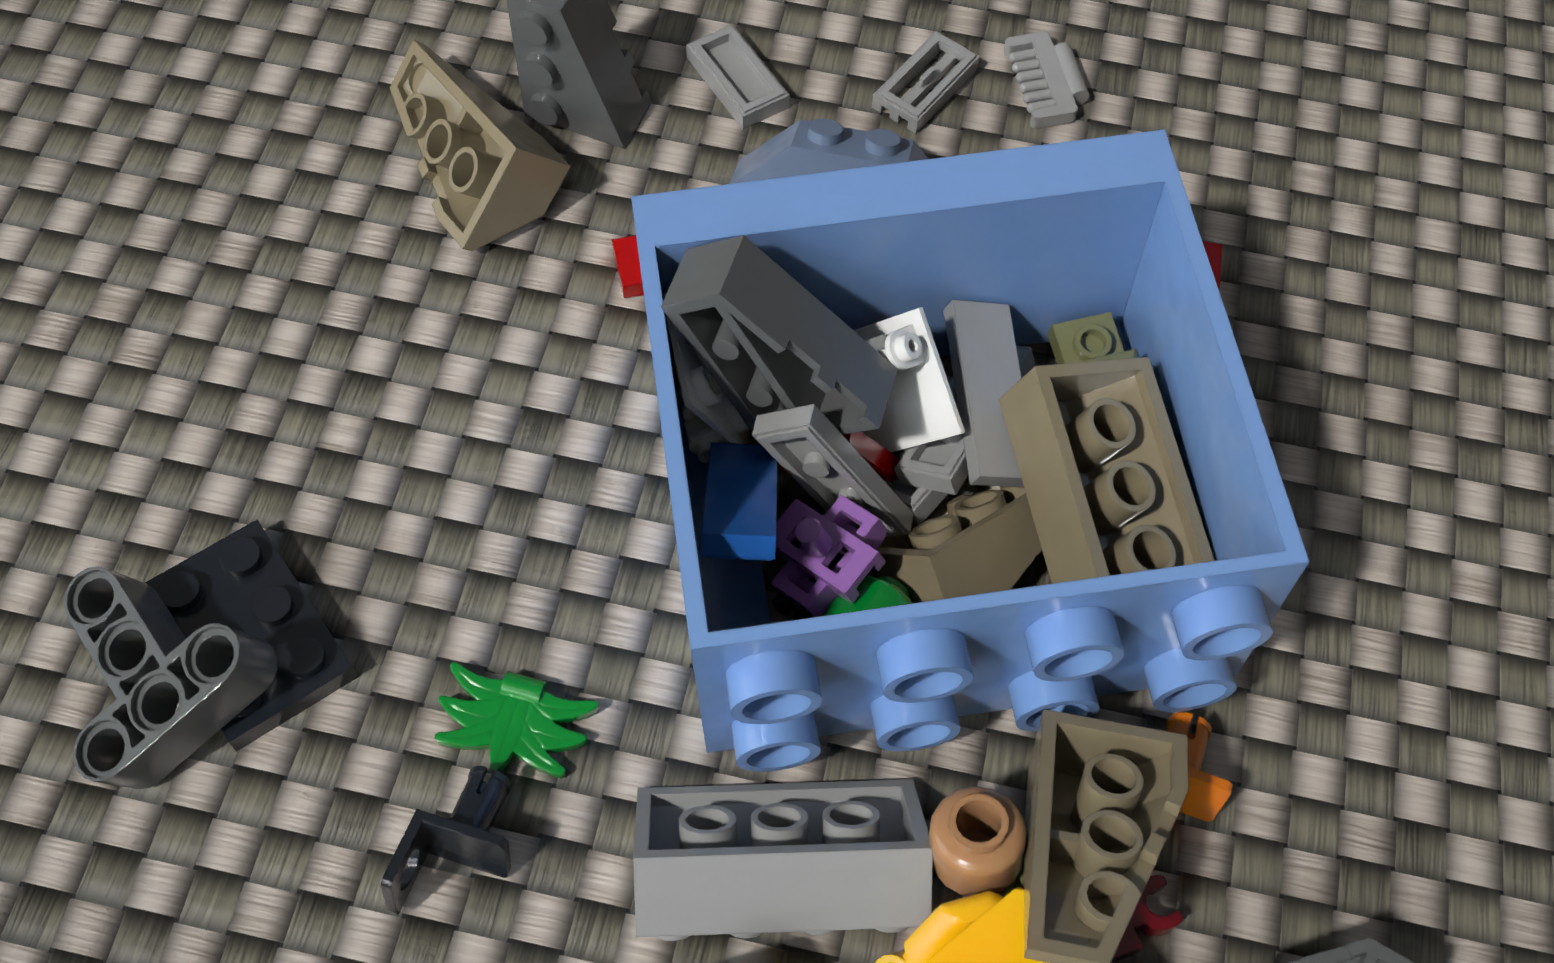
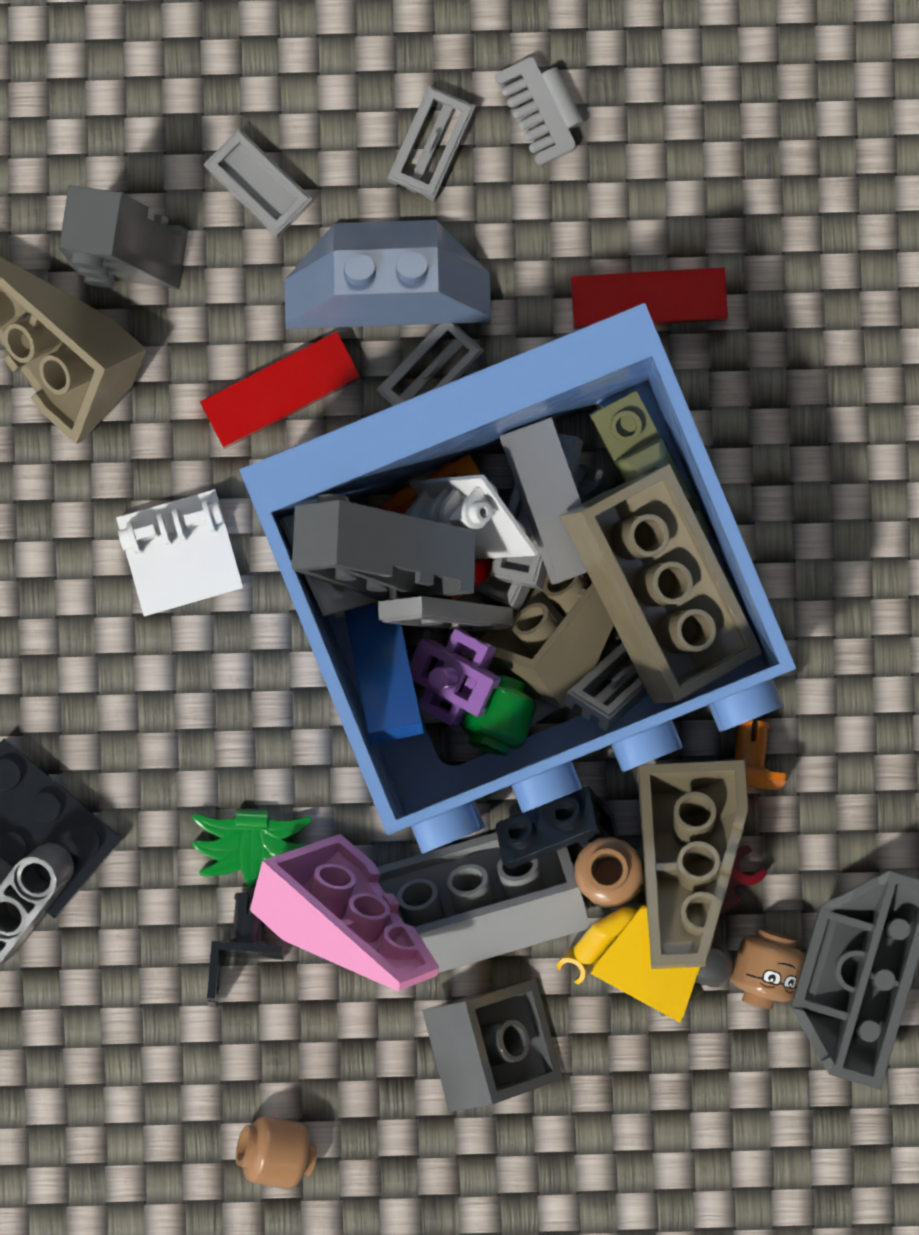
camera: 10 degrees left, 25 degrees up
(537, 379) = (179, 552): none -> white hinge
(596, 800) = (334, 907): none -> bright pink wedge
(904, 774) = (553, 826): none -> black bracket

